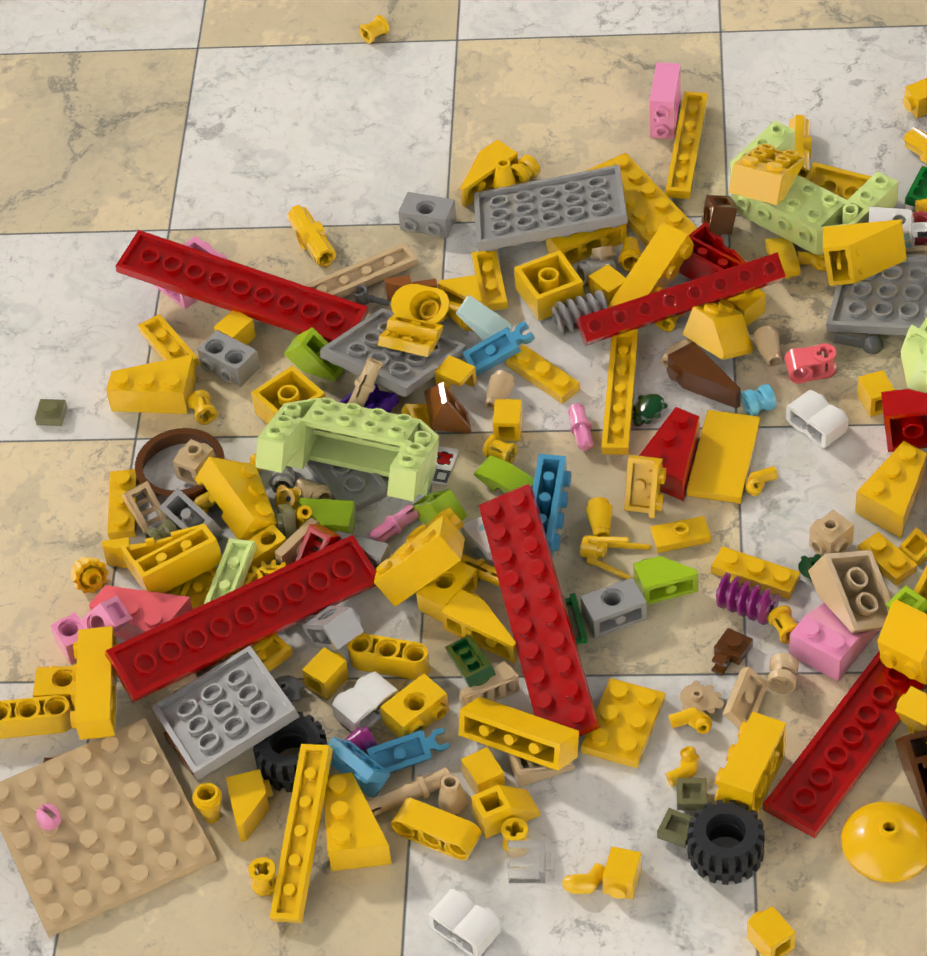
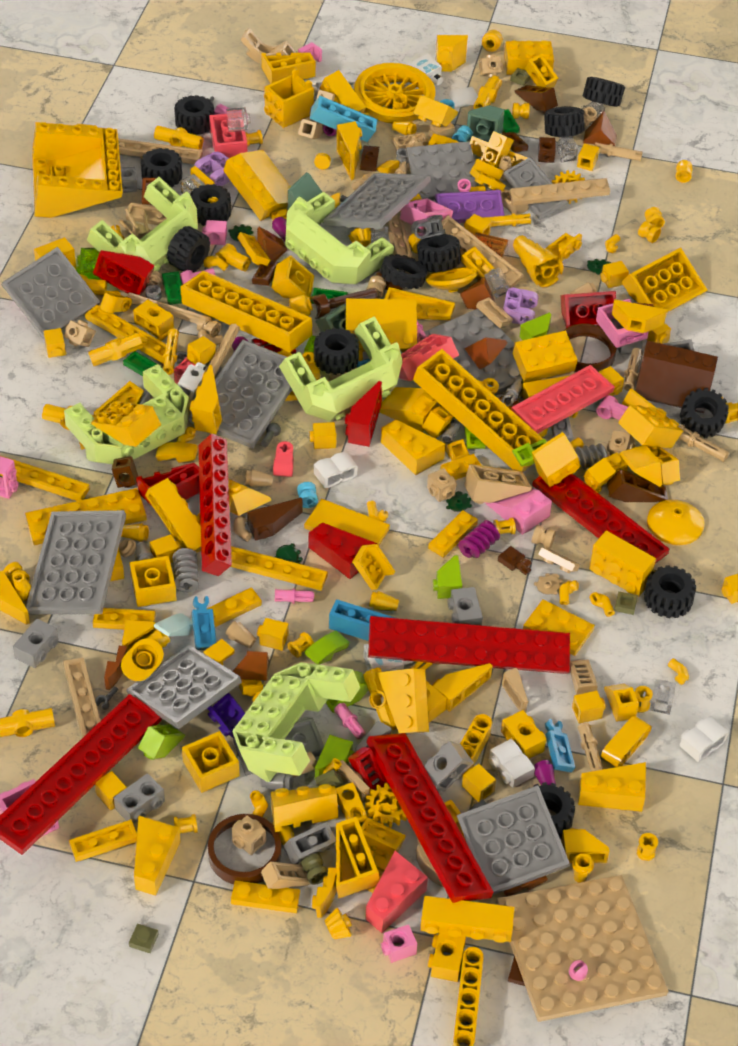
camera: 85 degrees left, 0 degrees up
(107, 614) = (407, 906): bright pink brick -> none
(232, 568) = (379, 824): yellowish green tile -> none
(282, 494) = (305, 777): yellow plate -> none
(301, 834) = (624, 811): yellow plate -> none
(352, 759) = (571, 772): dark azure bracket -> none
(365, 382) = (224, 702): tan pin -> none
(410, 335) = (175, 670): yellow slope -> none
(451, 795) = (603, 726): tan cone -> none
(470, 661) = (498, 691): dark green plate -> none
(518, 733) = (567, 676): yellow brick -> none
(596, 547) = (409, 608): yellow plant -> none
(622, 873) = (681, 649): yellow brick -> none
(674, 827) = (650, 616): olive plate -> none
(680, 534) = (408, 564): yellow plate -> none

